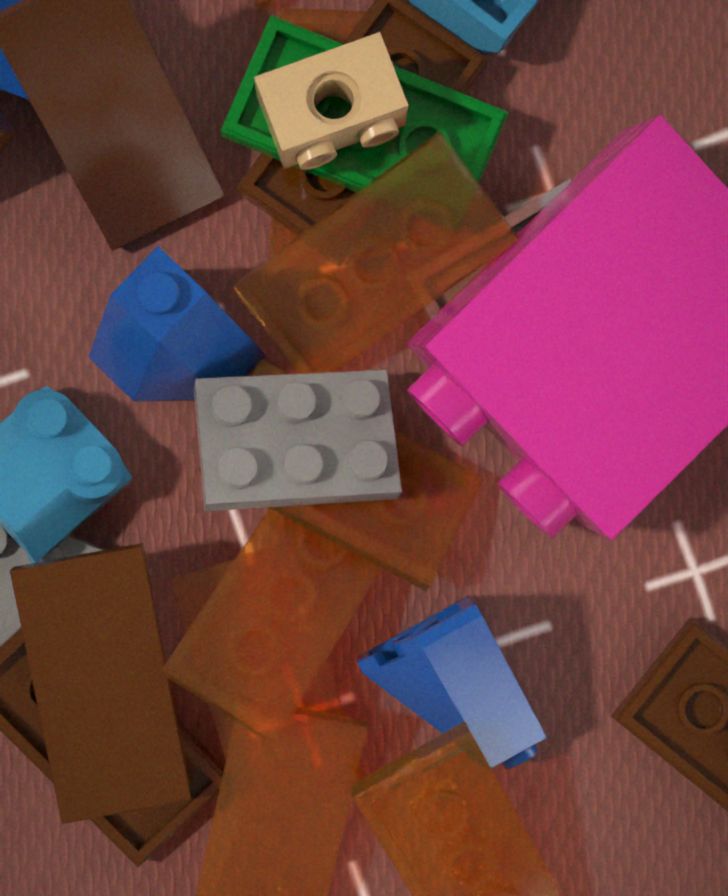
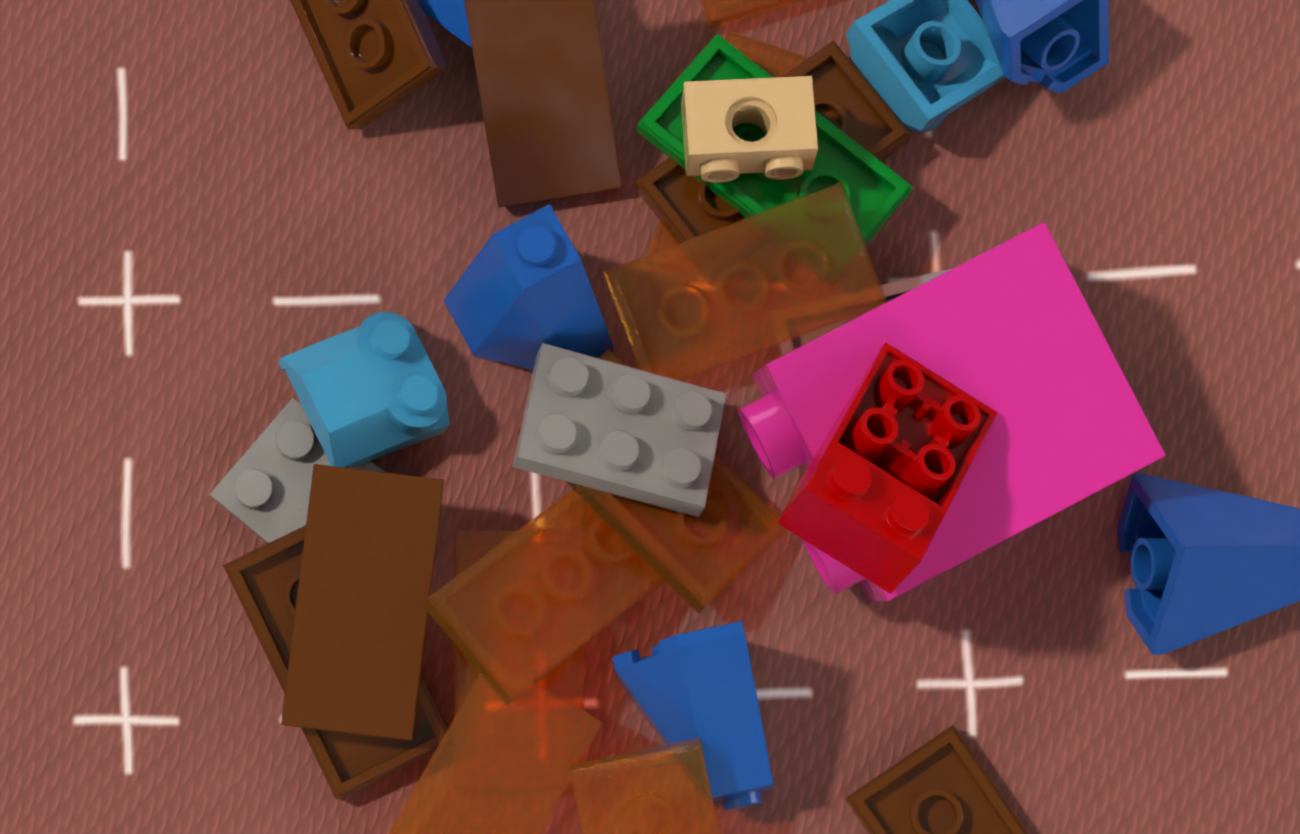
camera: 15 degrees right, 10 degrees down
(580, 417) = (888, 469): none -> red slope

